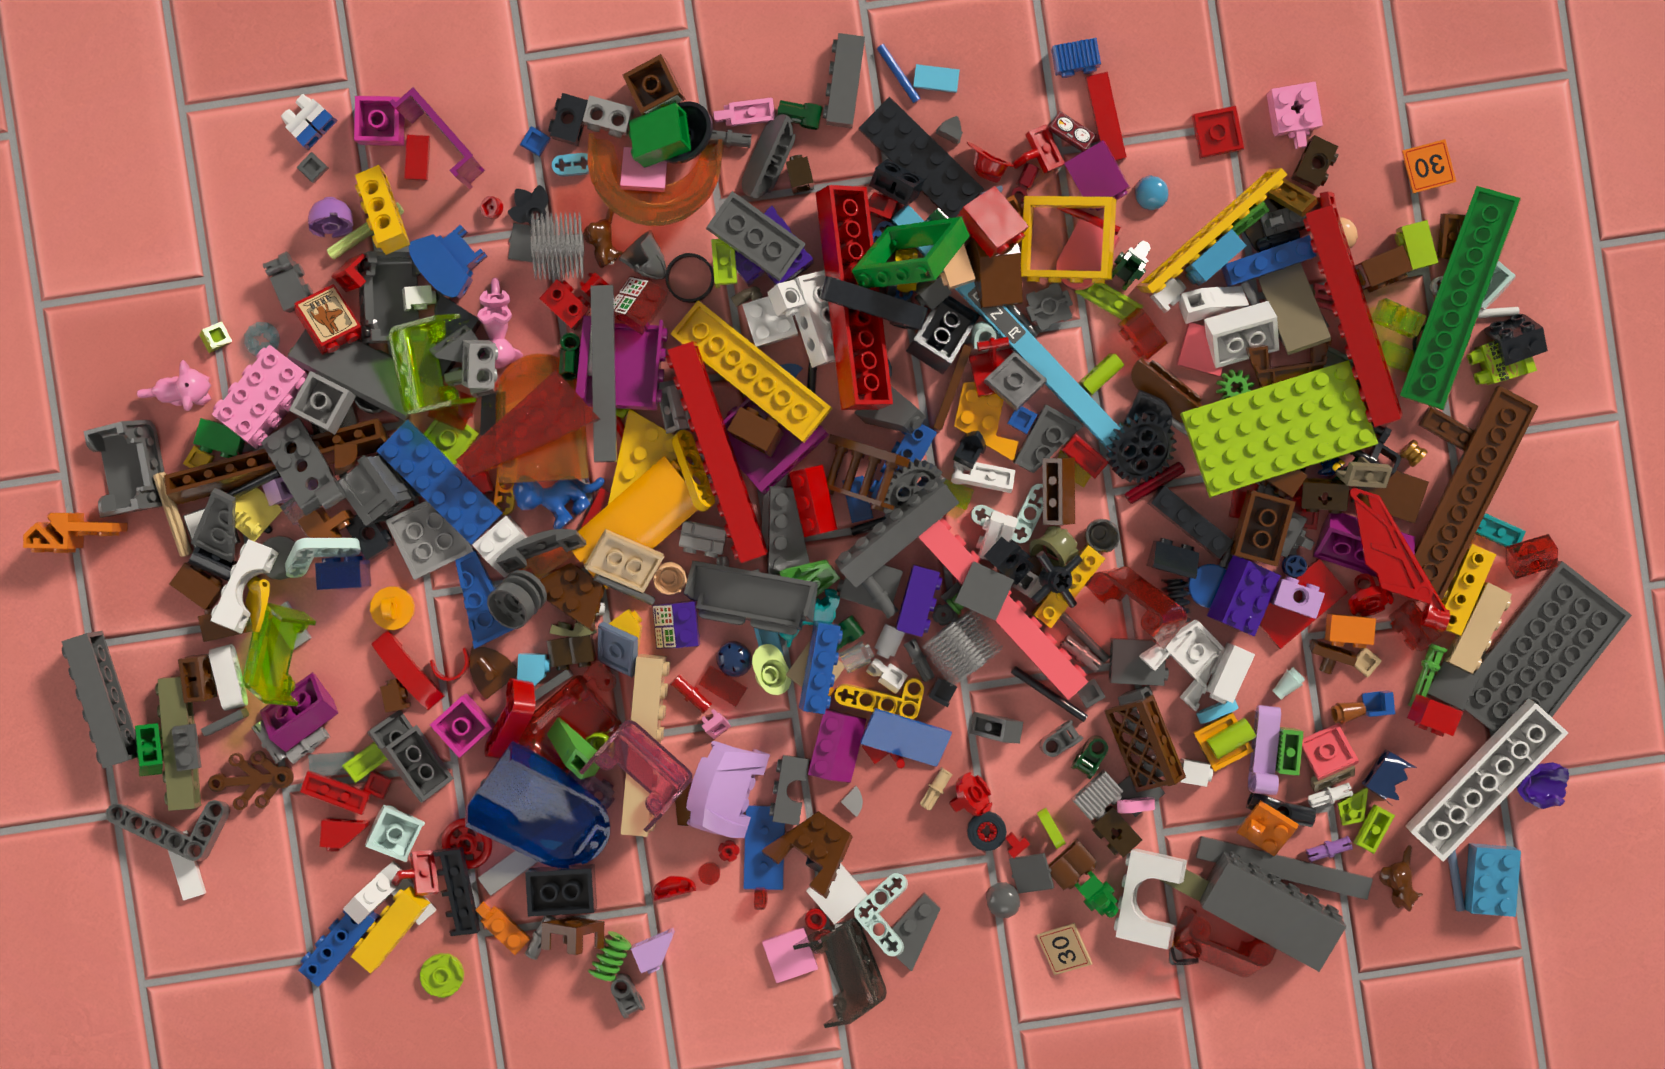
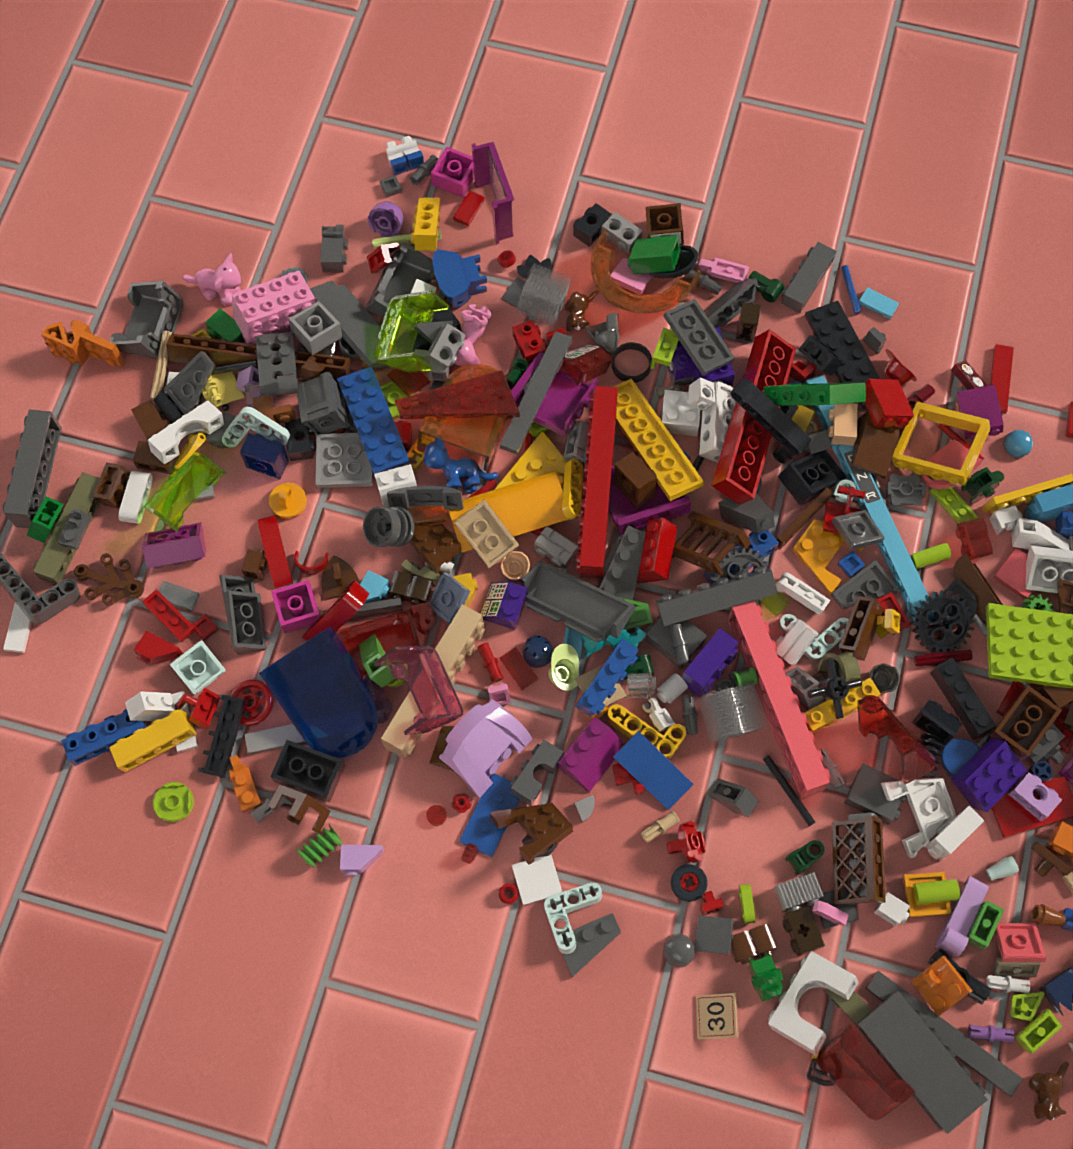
camera: 25 degrees right, 20 degrees down
(215, 337) = (260, 265): lime slope -> none
(225, 722) = (114, 528): dark grey tile -> none
(274, 750) = (139, 559): light grey pin -> none
(307, 745) = (167, 572): light grey pin -> none
(328, 319) = (349, 280): brick -> none
(341, 129) = (424, 170): none -> dark grey pin
(364, 762) = (205, 604): lime tile -> none
(476, 589) = (352, 538): blue wing -> none
(535, 141) = (559, 231): blue tile -> none
(570, 159) = (579, 255): medium azure beam -> none
(624, 589) = (475, 557): dark grey bar -> none
(628, 999) = (317, 888): dark grey piece -> none
(672, 887) = (400, 811): red plate -> none
(786, 961) = (472, 915): bright pink tile -> none
(853, 968) = (522, 945): clear smoke windscreen -> none
(858, 509) = (690, 576): blue tile -> none
(942, 691) = (698, 748): black panel -> none
(970, 449) = (800, 568): black tile -> none
(984, 590) = (770, 670): dark grey tile -> none
(1010, 559) = (800, 659): black brick -> none
(1043, 149) = (944, 379): red plate -> none
(1061, 738) = (788, 831): dark grey piece -> none
(1076, 57) = (993, 327): blue brick -> none
(1084, 637) = (836, 755): dark grey bar -> none
(1087, 472) = (890, 621): none -> yellow tile
(1091, 693) = (824, 803): dark grey plate -> none
(1216, 711) = (931, 865): medium azure beam -> none

